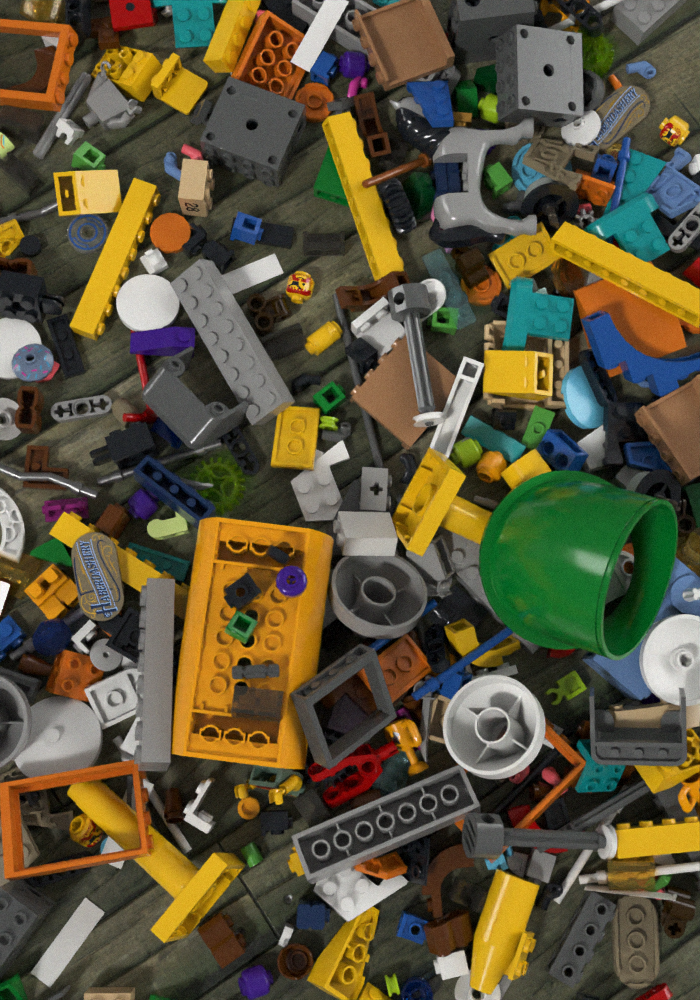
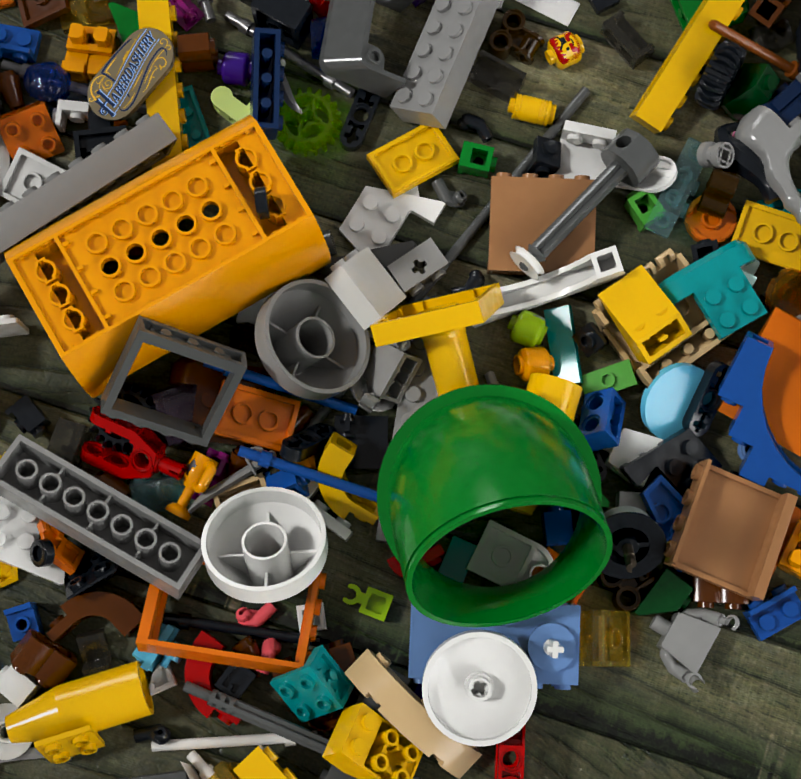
camera: 55 degrees right, 0 degrees up
(103, 656) = (63, 143): white piece -> none
(241, 627) = (165, 219): green brick -> none
(248, 807) = (25, 383): light orange tile -> none
(251, 592) = (204, 204): black brick -> none
(255, 671) = (134, 265): dark grey axle -> none
(257, 704) = (104, 289): clear smoke hinge -> none
(275, 780) = (63, 387): torso -> none
(291, 590) = (248, 240): dark purple head -> none
(328, 423) = (451, 178): lime bush -> none
(363, 297) = (601, 112): reddish brown arch -> none
(379, 880) = (42, 553): none -> black tile
(451, 247) = (715, 154): none -> light grey wheel
(485, 837) = (153, 617): dark grey piece -> none
(539, 866) = (172, 703): light grey brick -> none
(639, 745) = (354, 701): dark grey windscreen -> none

